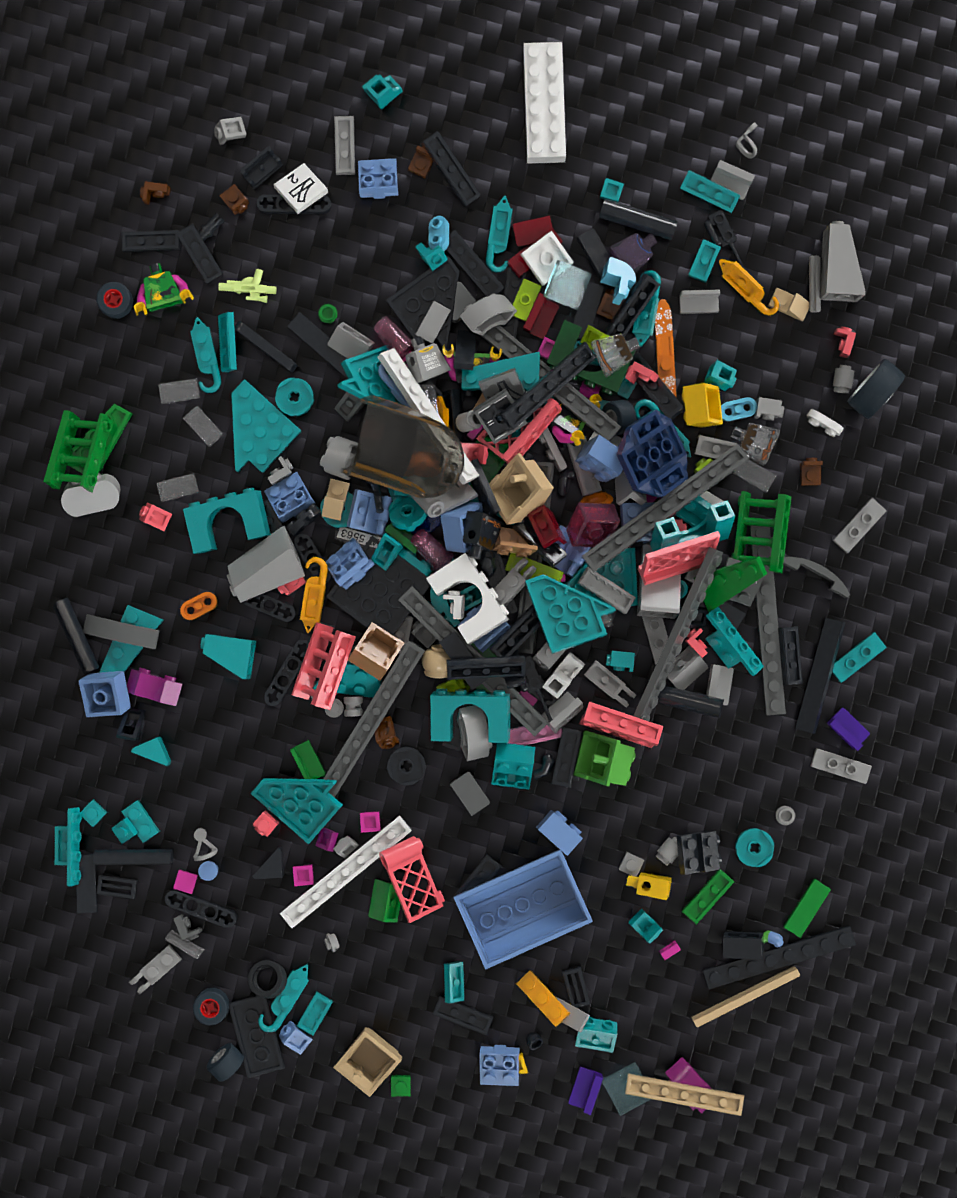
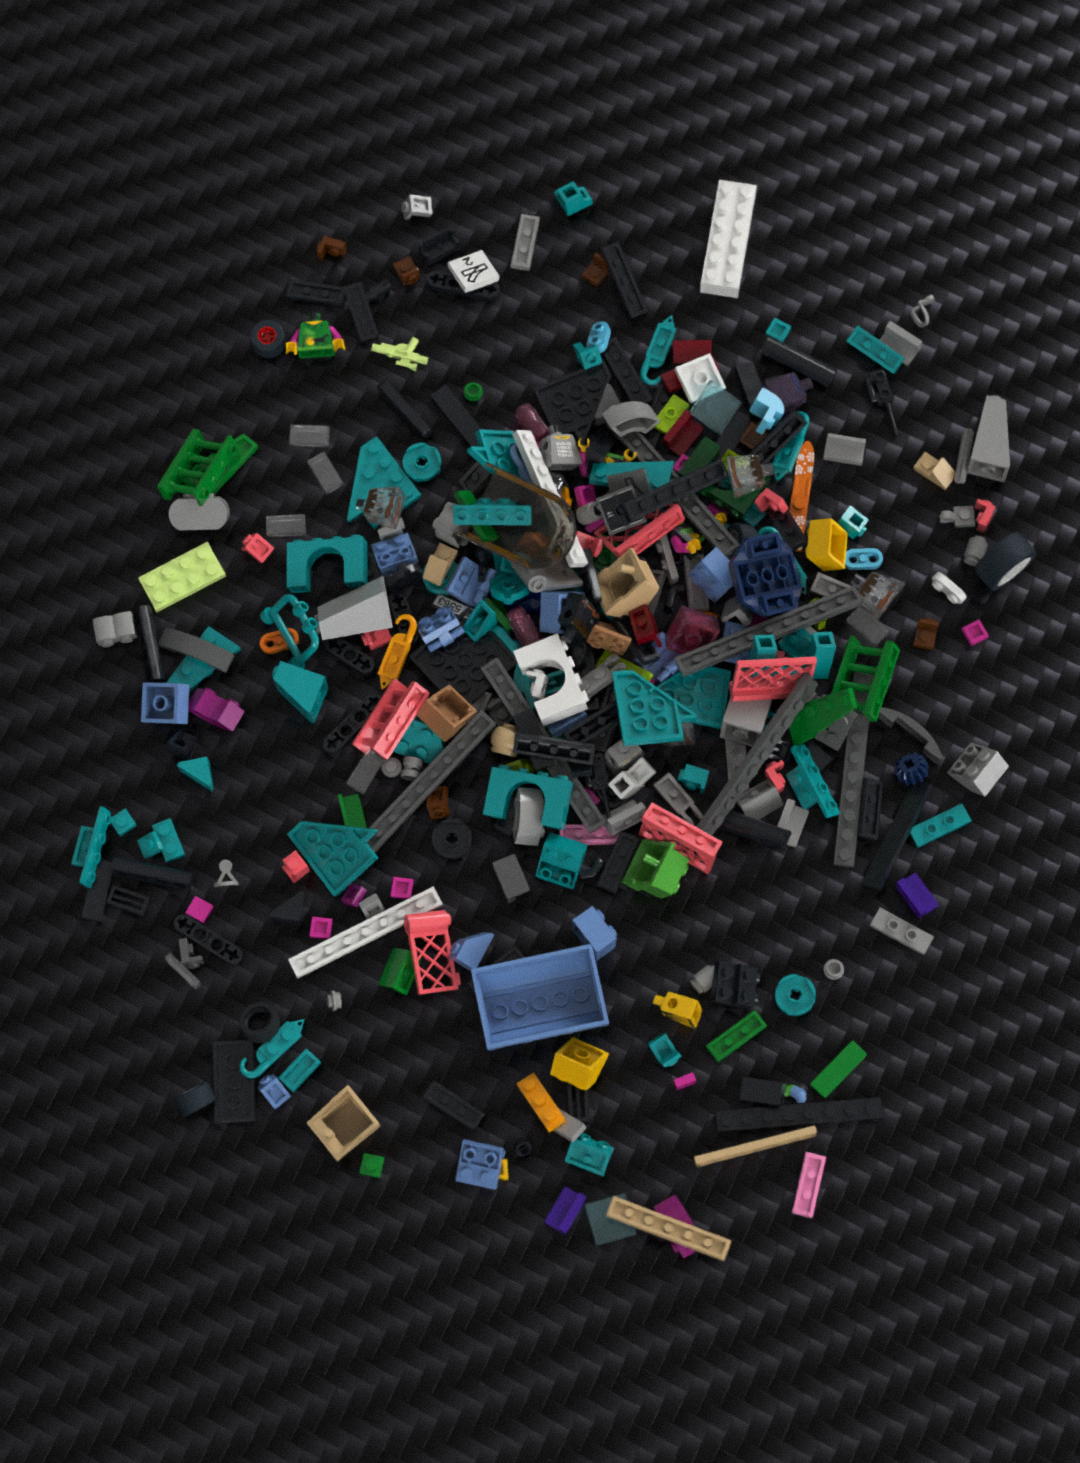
camera: 20 degrees right, 15 degrees down
(38, 626) = (114, 629): none -> light grey brick
(90, 560) = (182, 577): none -> yellowish green plate
(157, 967) = (147, 991): light grey hinge -> none
(205, 354) = (344, 407): teal plate -> none
(208, 870) = (225, 903): medium blue tile -> none
(211, 1006) = (187, 1037): black wheel -> none
(212, 578) = (271, 615): none -> teal bar
(227, 342) = (368, 398): teal tile -> none
(267, 454) = (383, 506): none -> clear torso
(309, 719) = (365, 771): none -> clear tile
(349, 341) = (487, 418): light grey panel -> none
(360, 449) = (485, 532): none -> green tile
(377, 446) = (492, 513): none -> teal bracket
(378, 178) = (550, 277): medium blue plate -> none
(433, 322) = (575, 416): light grey tile -> none
(447, 868) = (470, 950): none -> medium blue slope
(454, 982) = (451, 1067): teal plate -> none
(460, 402) = (585, 494): none -> dark pink tile
(570, 956) = (578, 1063): none -> yellow slope
(606, 590) = (691, 699): light grey plate -> none
(631, 864) = (662, 985): light grey plate -> none
(704, 261) = (856, 413): teal plate -> none
(746, 286) = (894, 444): light orange plate -> none
(768, 408) = (894, 563): light grey brick -> none
(800, 1019) = (808, 1185): none -> bright pink tile
(819, 604) = (911, 769): none -> dark blue gear
(822, 346) = (961, 516): none -> light grey plate
(856, 460) = (974, 632): none -> dark pink tile
(859, 525) = (966, 696): light grey plate -> none
(884, 596) = (978, 768): none -> light grey slope

